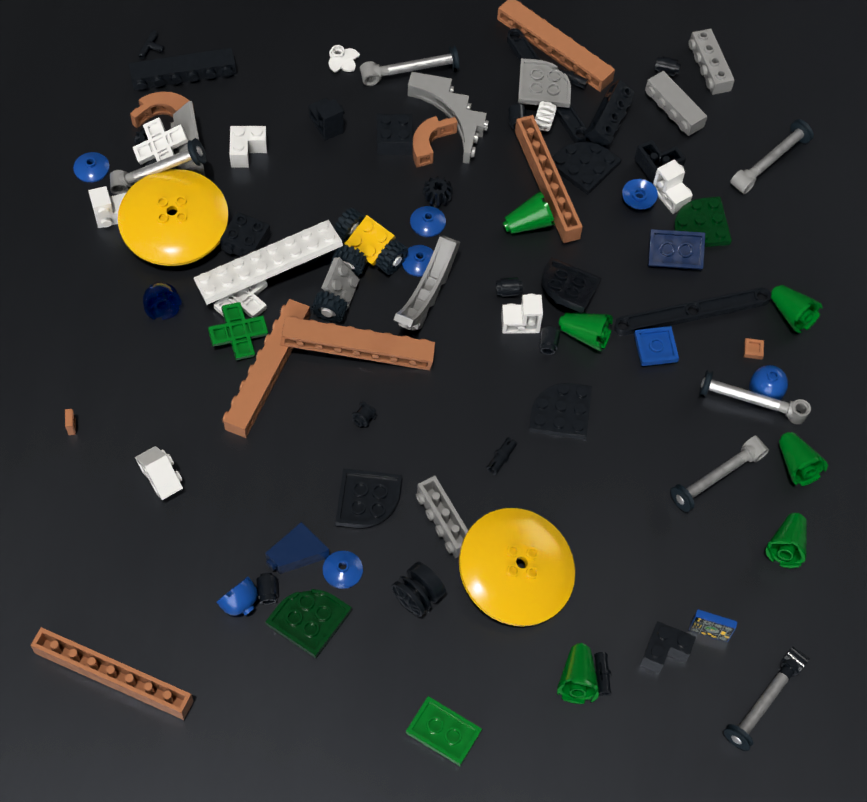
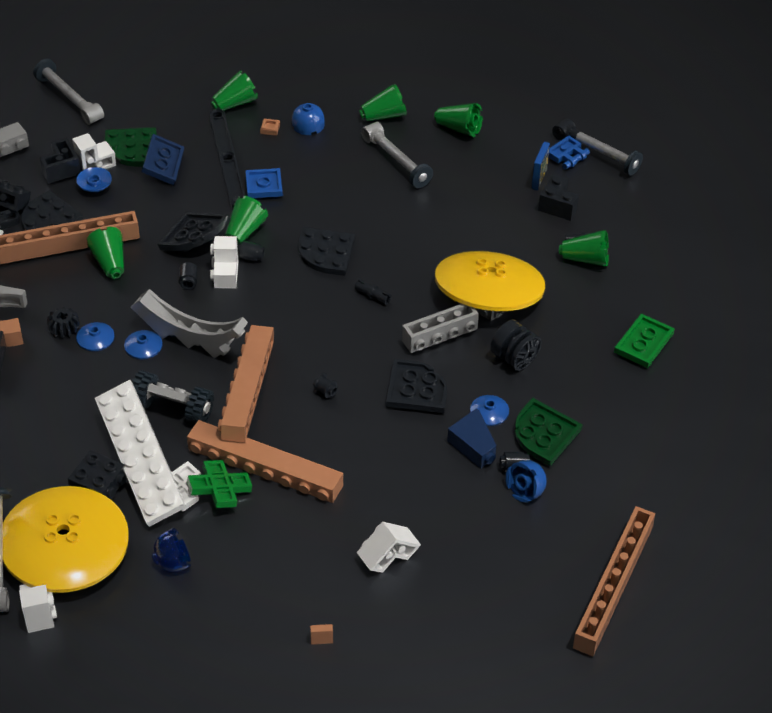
camera: 85 degrees left, 15 degrees down
(372, 240) = (121, 367): plate -> none
(758, 399) = (309, 151): piece -> none
(758, 659) = (564, 149): none -> blue plate

